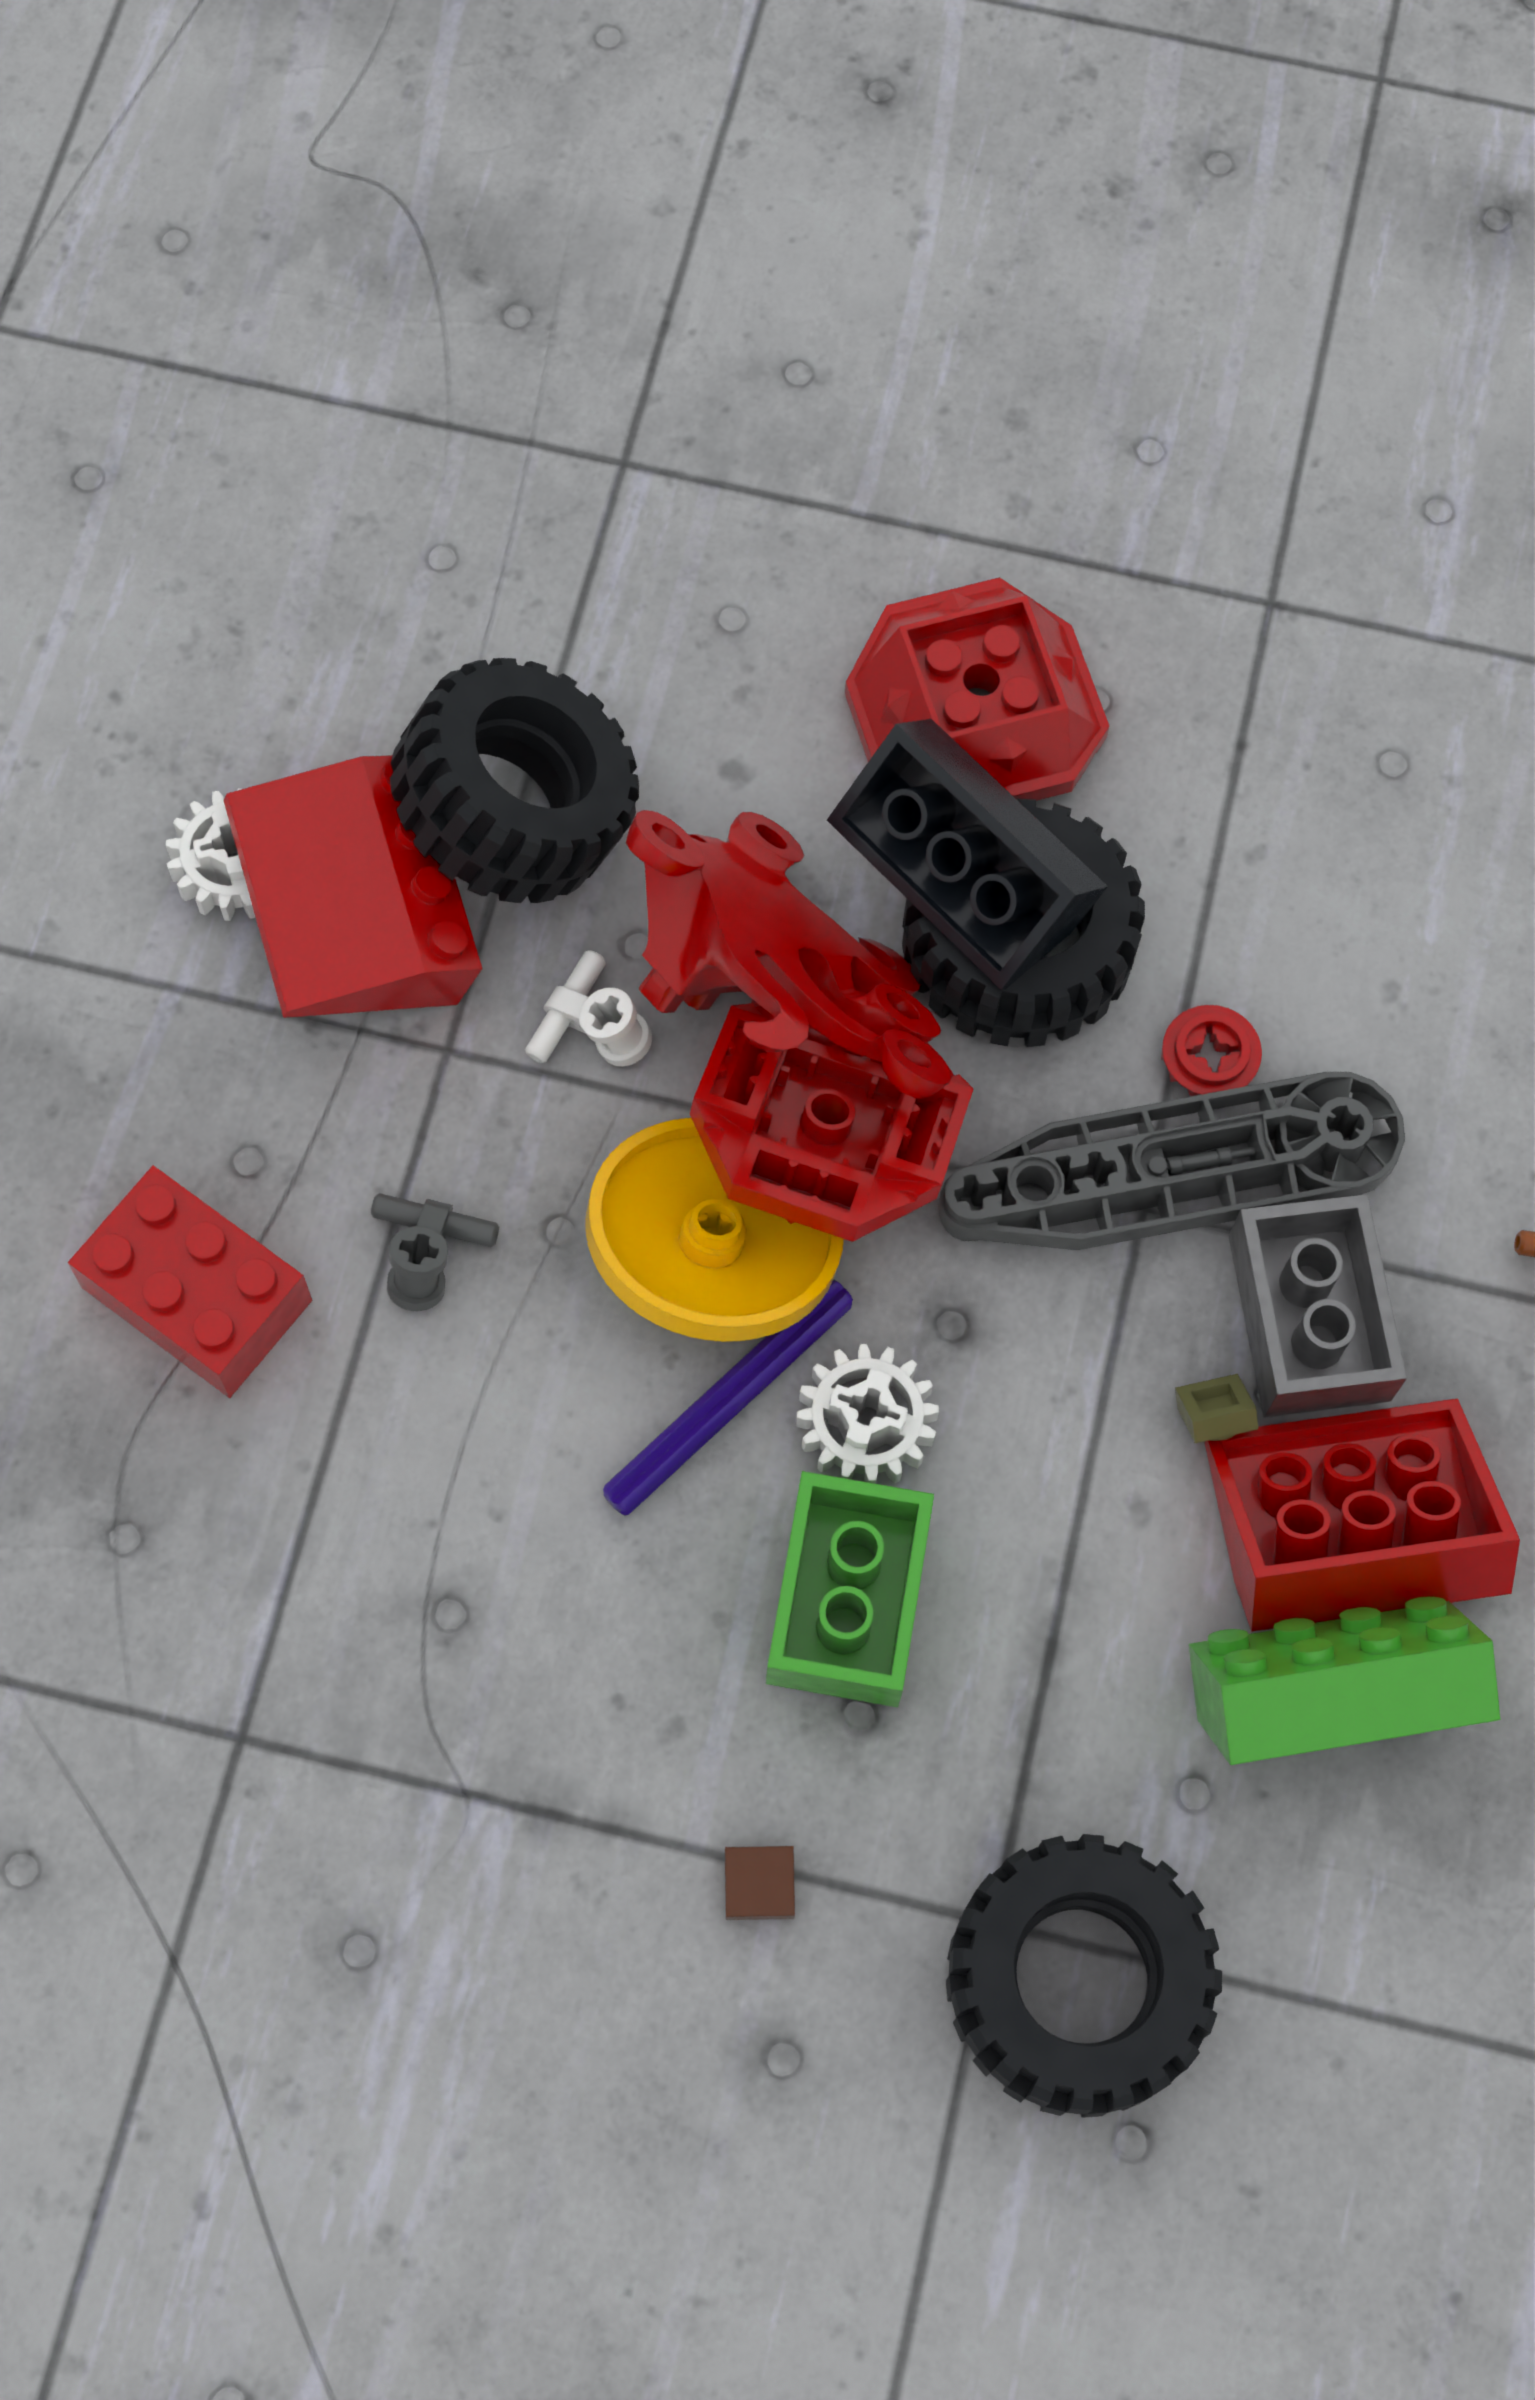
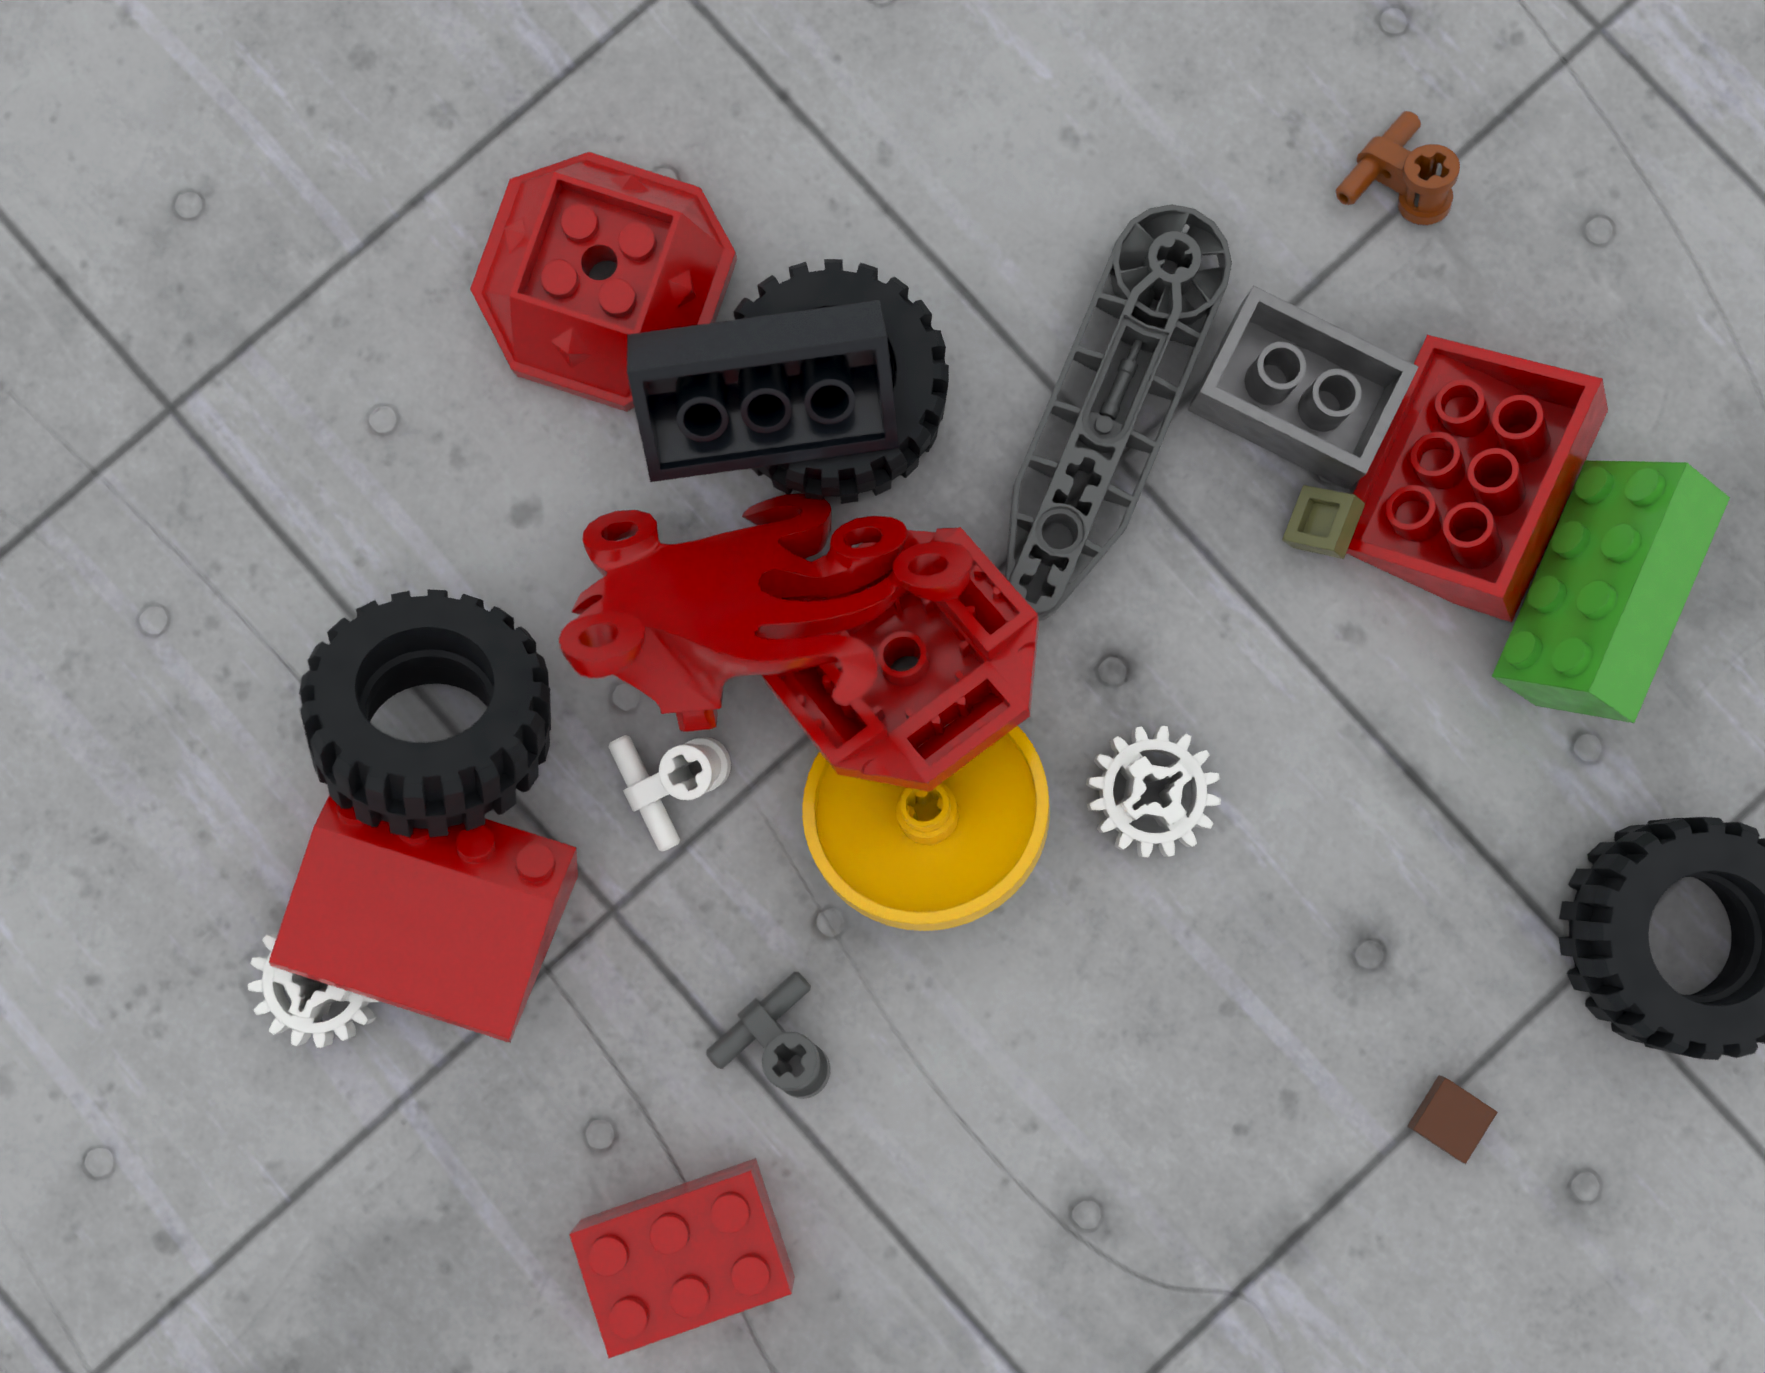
camera: 55 degrees left, 15 degrees up
(722, 1403) = (1066, 908): dark purple axle -> none
(850, 1589) = (1290, 904): bright green brick -> none
(1228, 1033) = (1022, 288): red gear -> none

